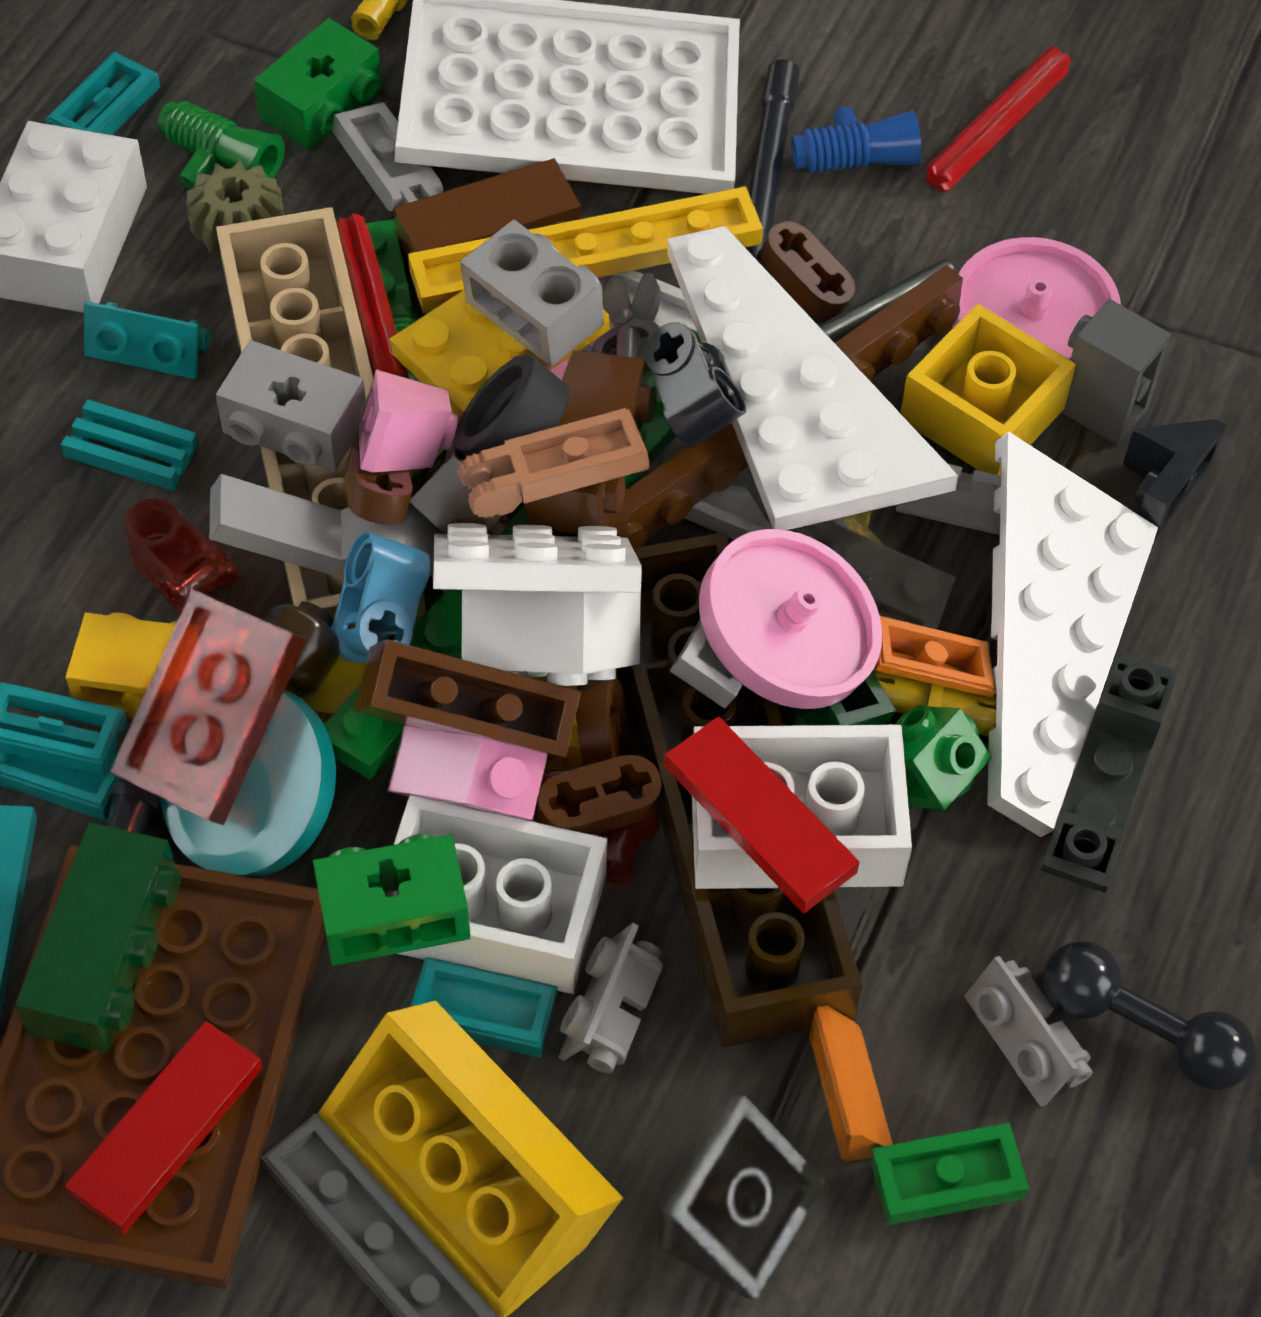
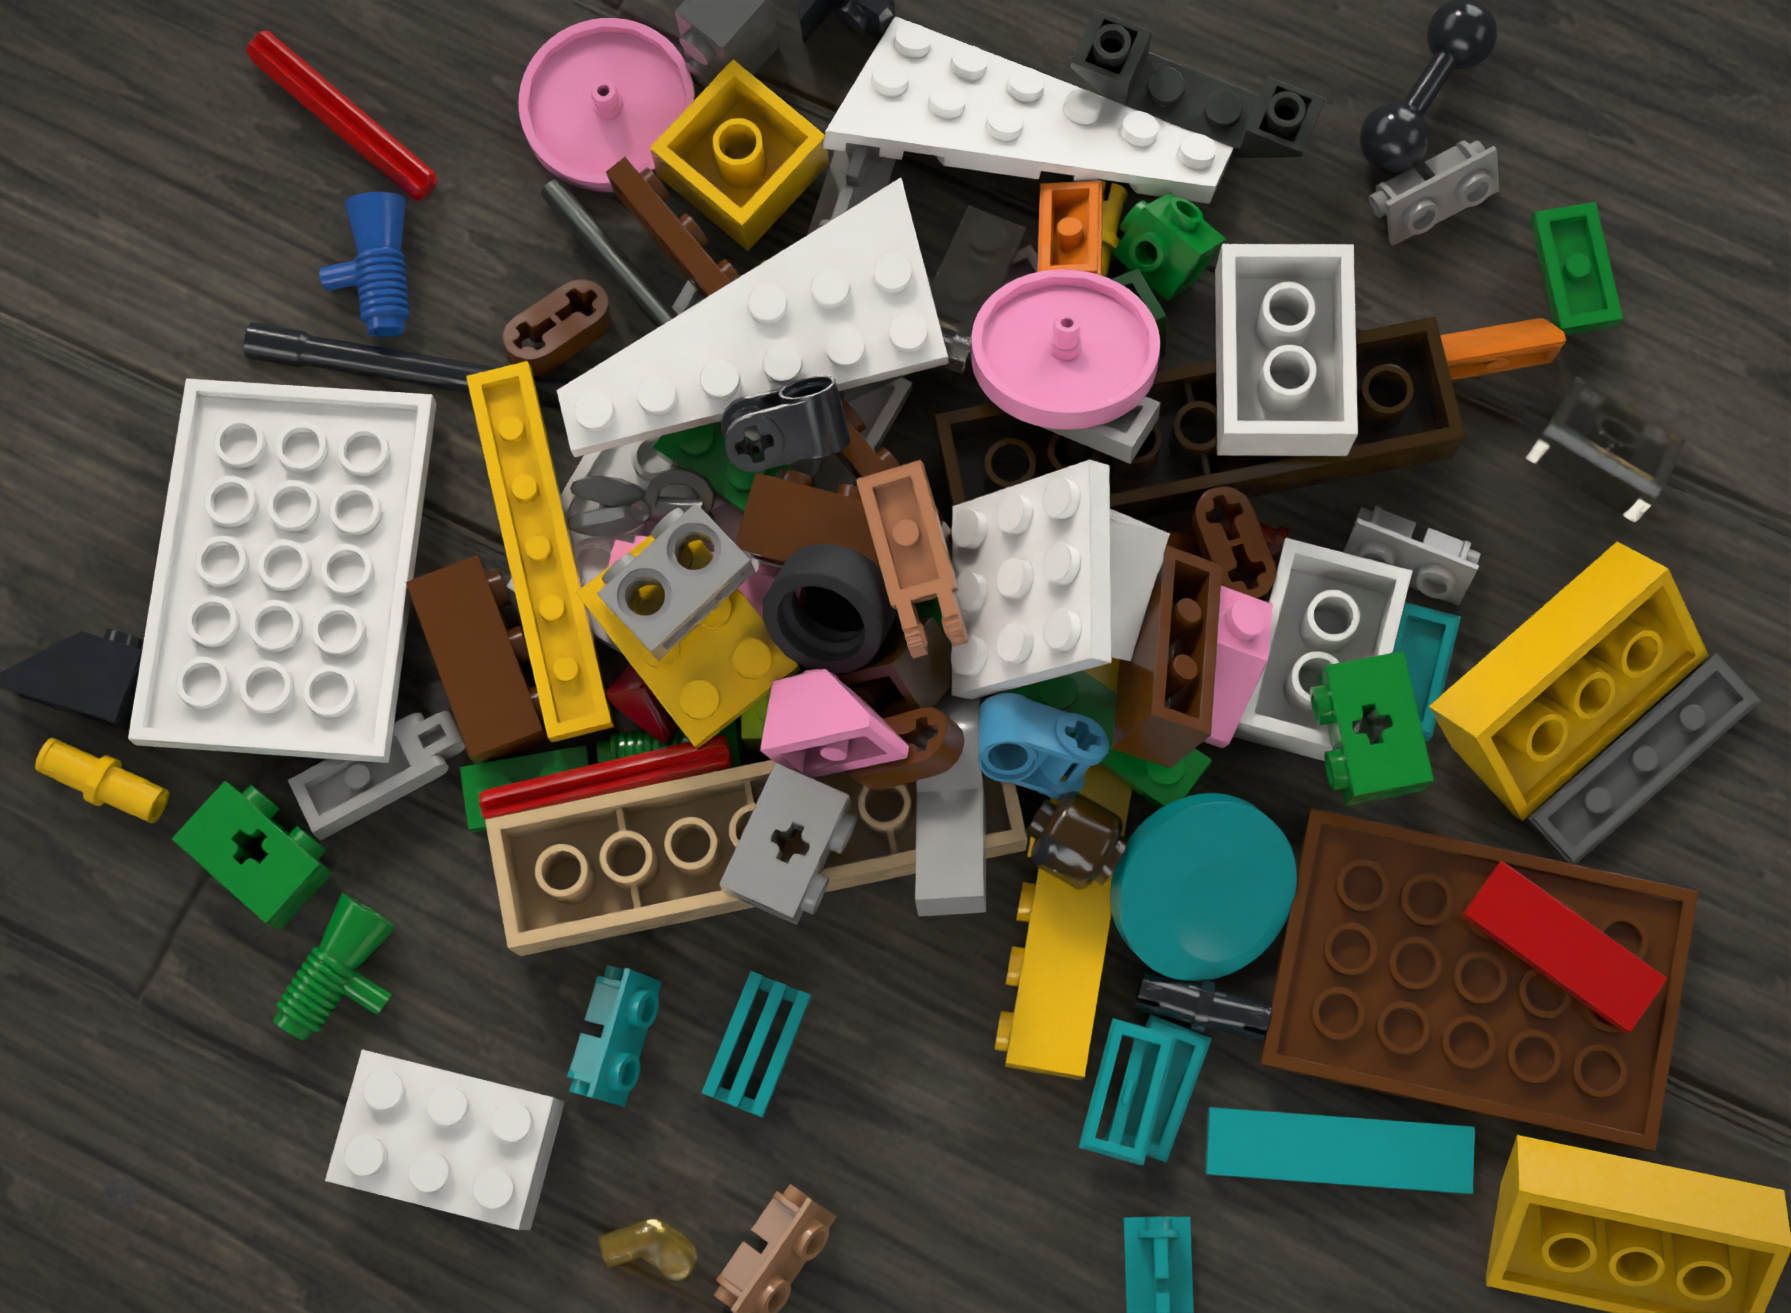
camera: 80 degrees left, 20 degrees up
(99, 938) = (1384, 1015): dark green brick -> none
(111, 106) = (296, 1143): teal tile -> none
(180, 559) = (920, 978): clear red piece -> none
(208, 707) = (1153, 915): clear red plate -> none
(231, 198) = (425, 964): olive gear -> none
(761, 814) = (1328, 373): red tile -> none

